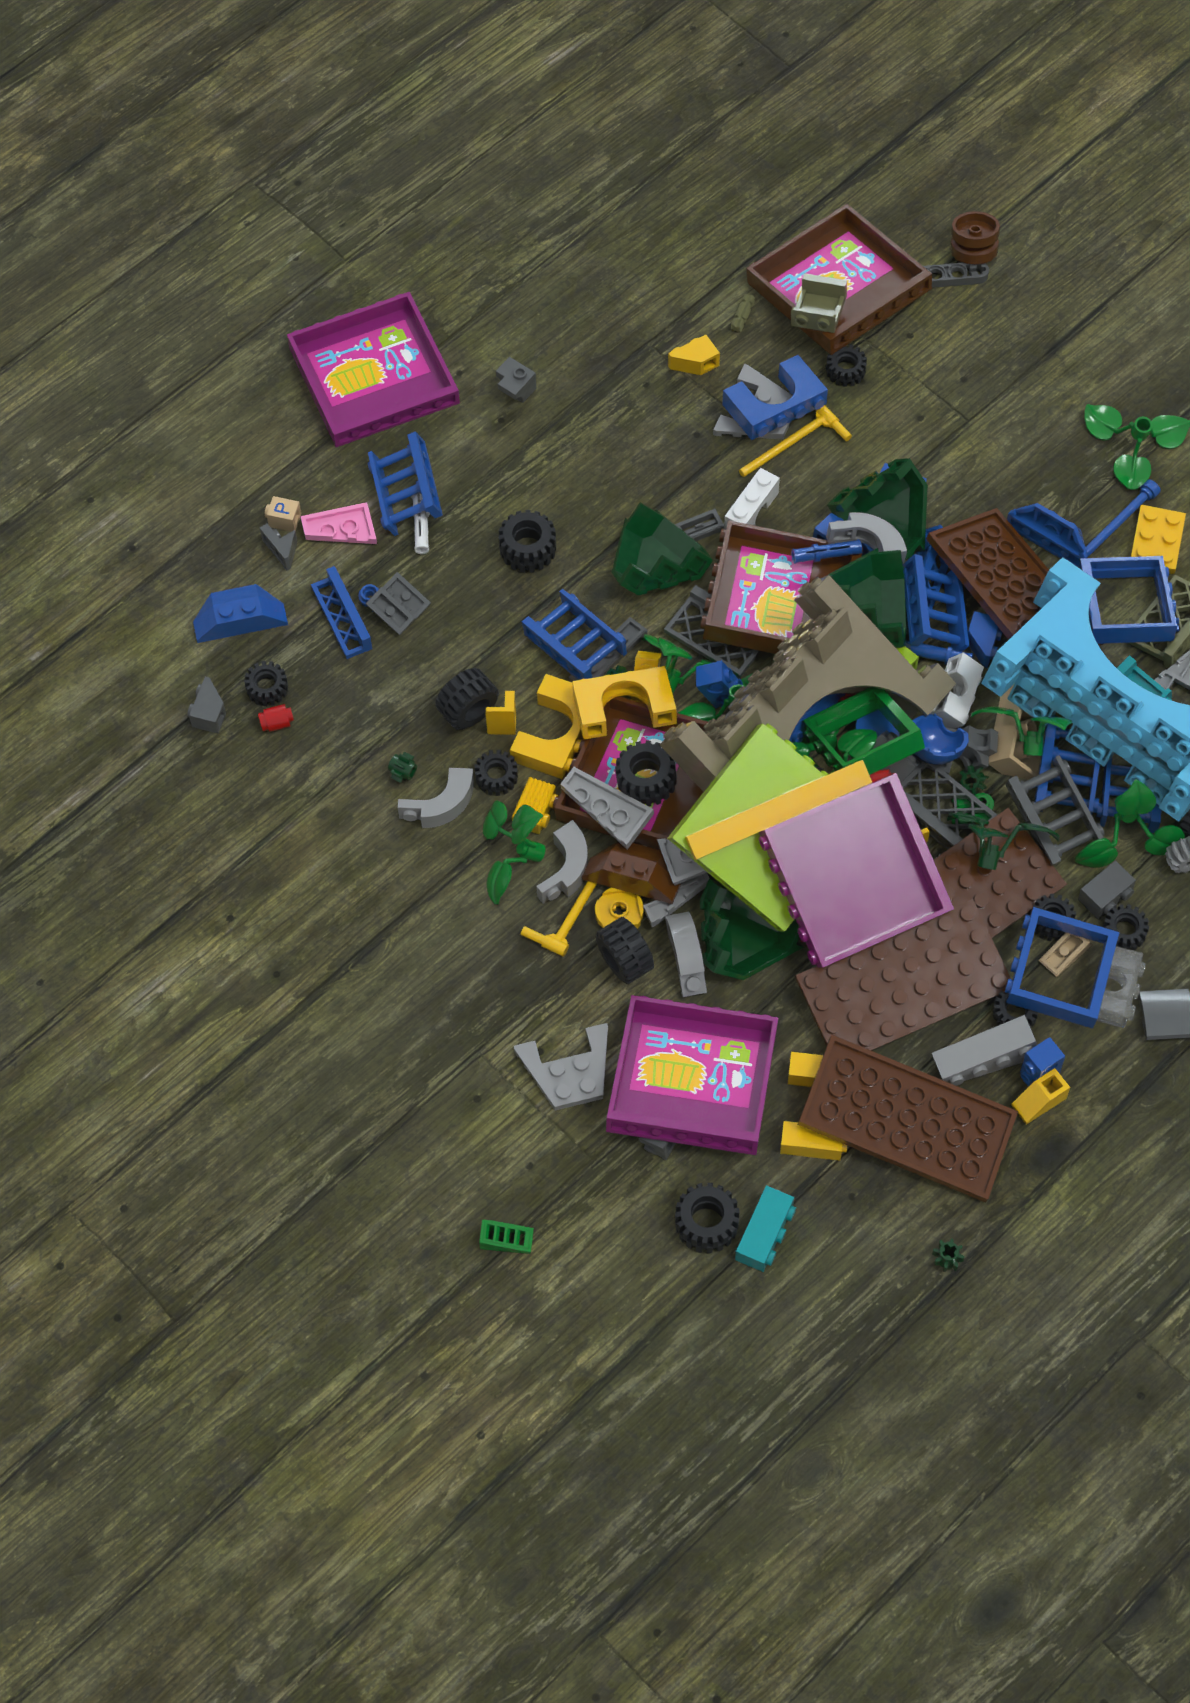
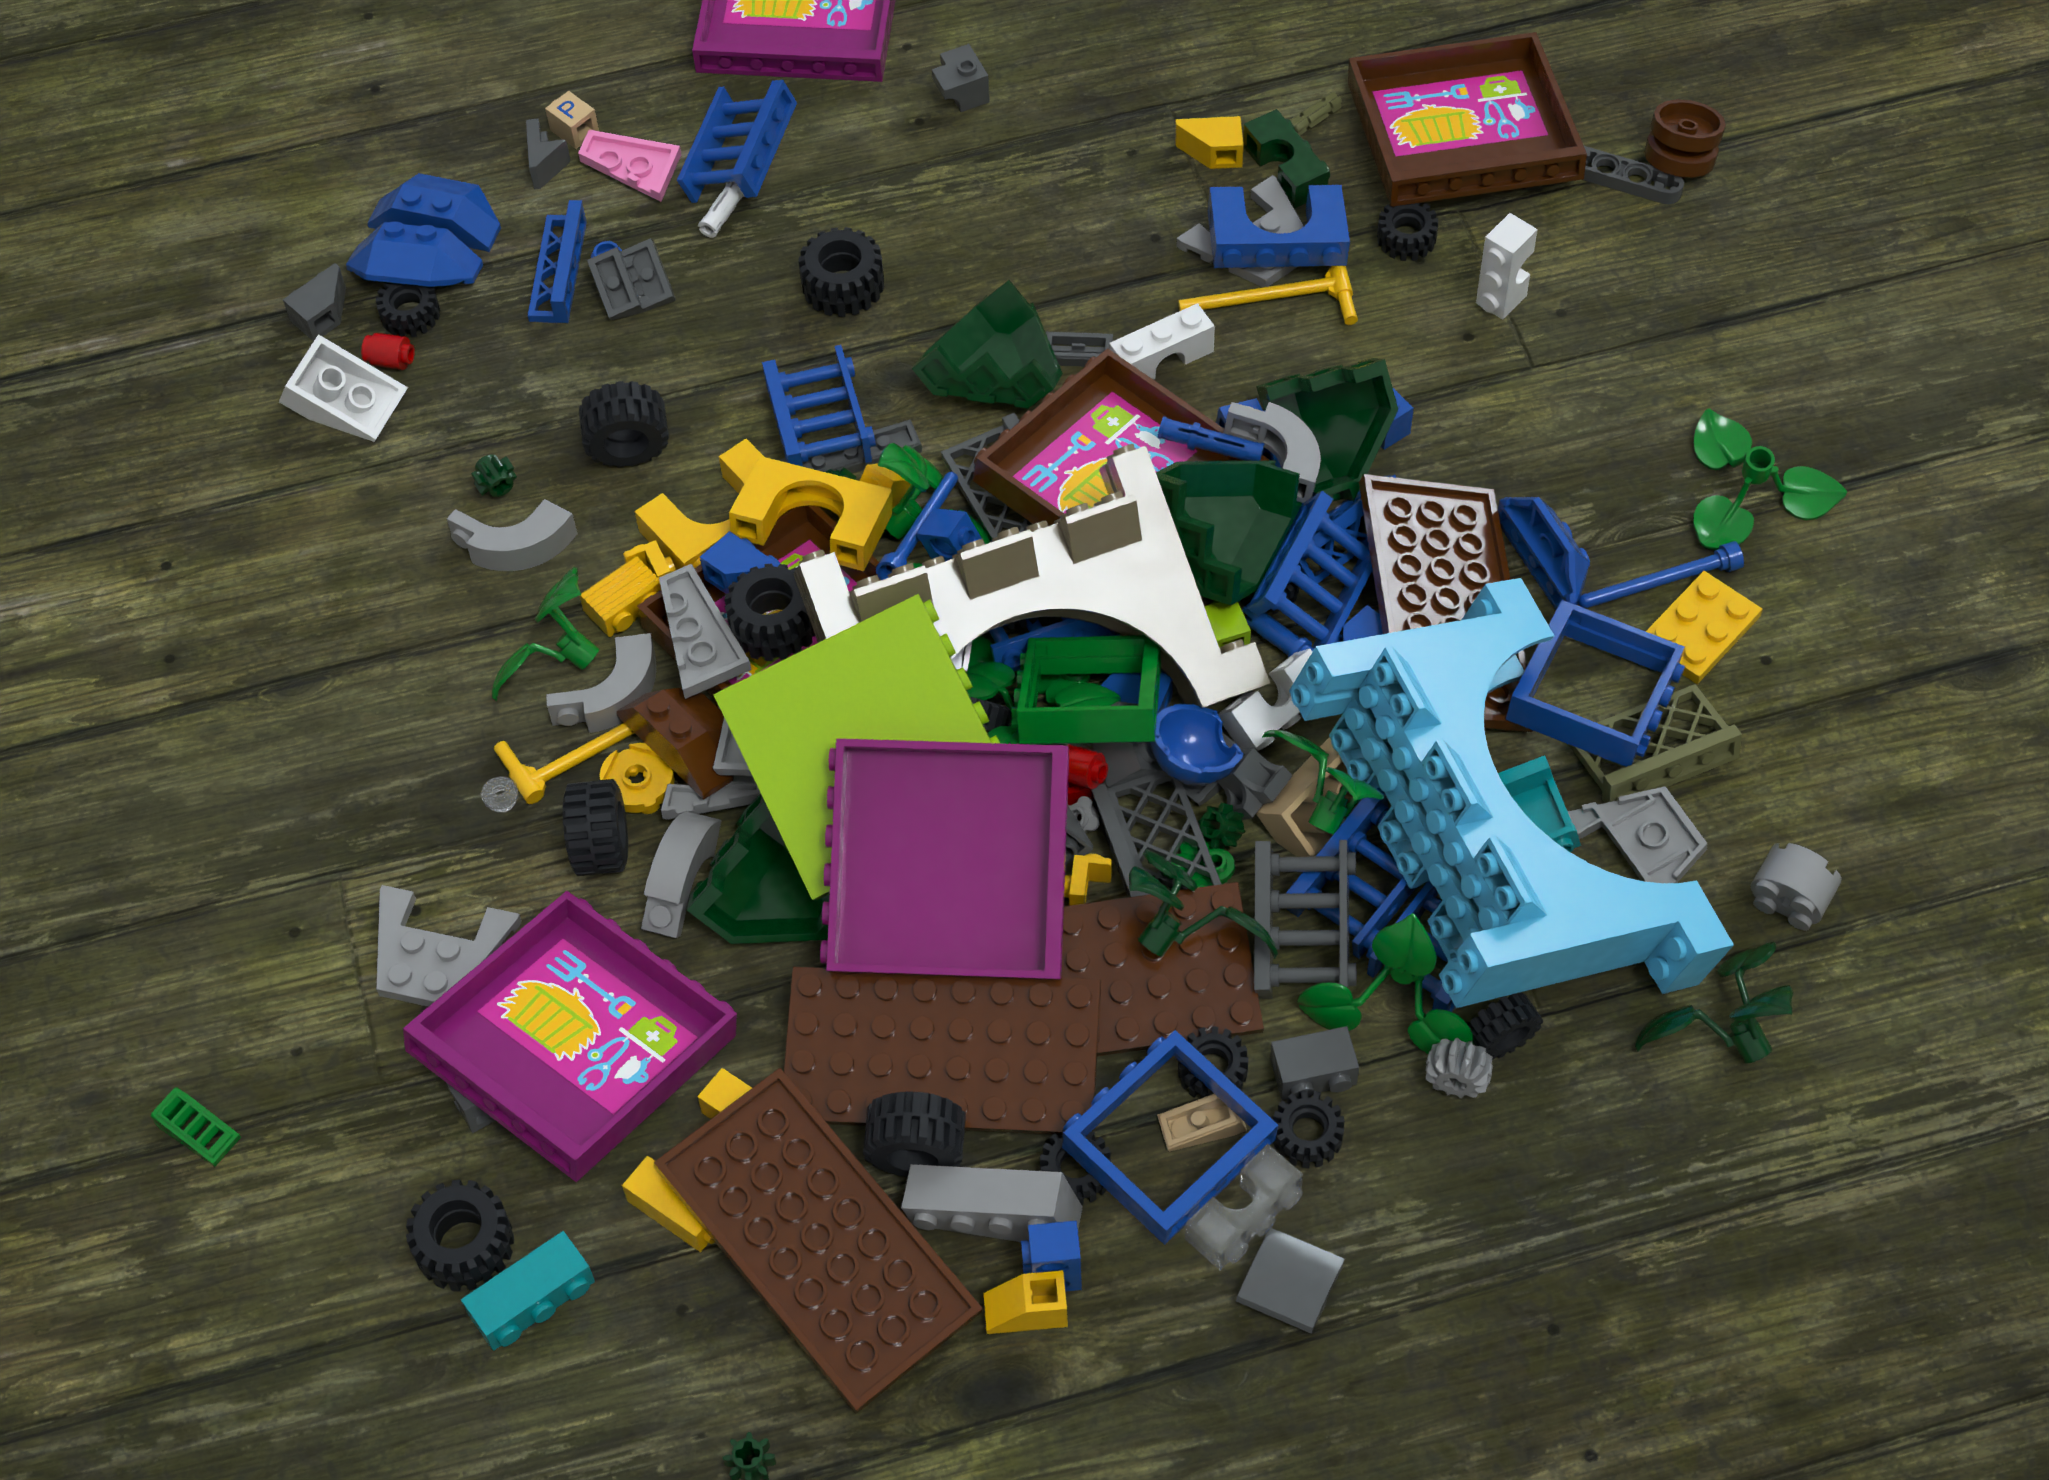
camera: 30 degrees right, 5 degrees down
(247, 651) = (414, 256): none -> blue wedge
(265, 757) = (342, 391): none -> white slope
(499, 784) = (603, 519): black tyre -> none
(502, 719) = (660, 468): yellow panel -> none
(540, 773) = (652, 558): none -> yellow bracket
(543, 965) = (501, 802): none -> clear plate
(601, 754) = (730, 558): none -> blue slope
(694, 711) = (899, 557): none -> blue piece
(732, 340) = (1275, 139): none -> dark green arch
(778, 809) = (879, 722): yellow tile -> none
(819, 303) = (1408, 131): olive panel -> none
(924, 1033) = (914, 1131): none -> black tyre
(927, 366) = (1501, 278): none -> white arch

